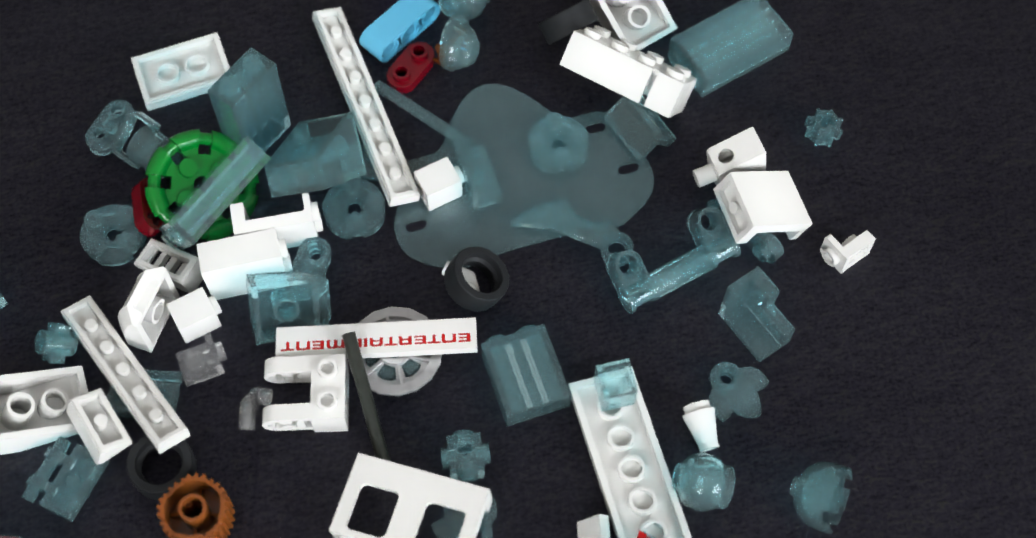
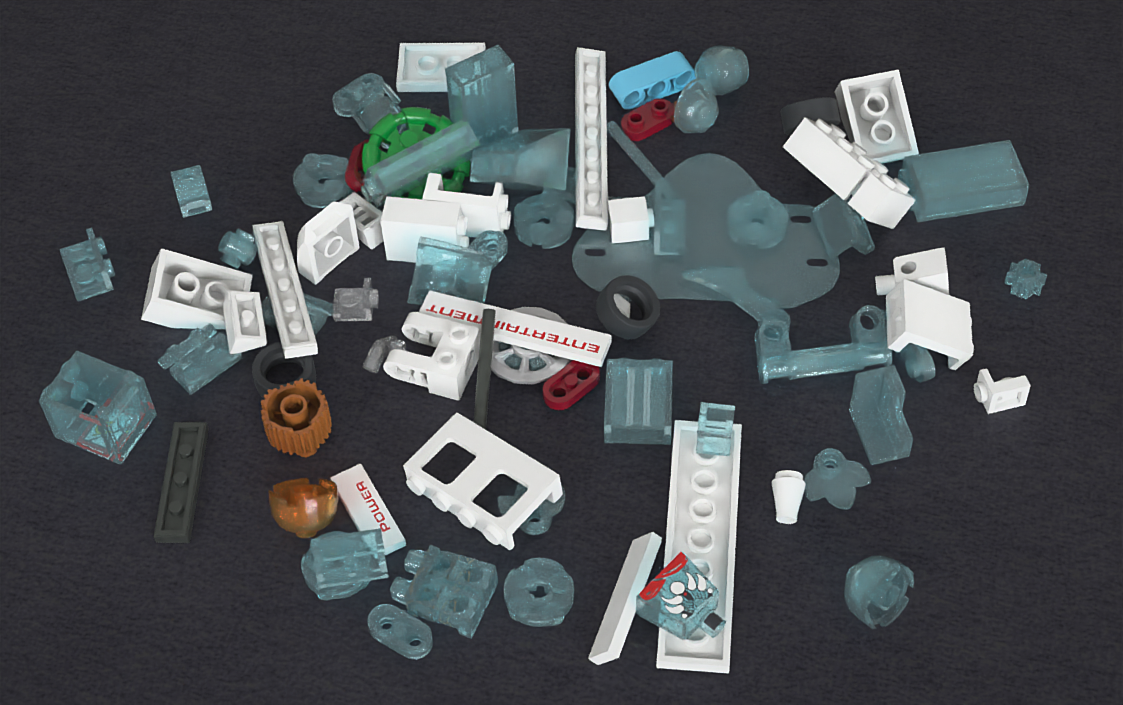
camera: 25 degrees right, 10 degrees down
(195, 314) = (365, 260): white brick -> none
(452, 379) = (567, 383): none -> dark red plate
(470, 466) = (553, 447): clear light blue brick -> none
(704, 482) = (764, 540): clear light blue piece -> none

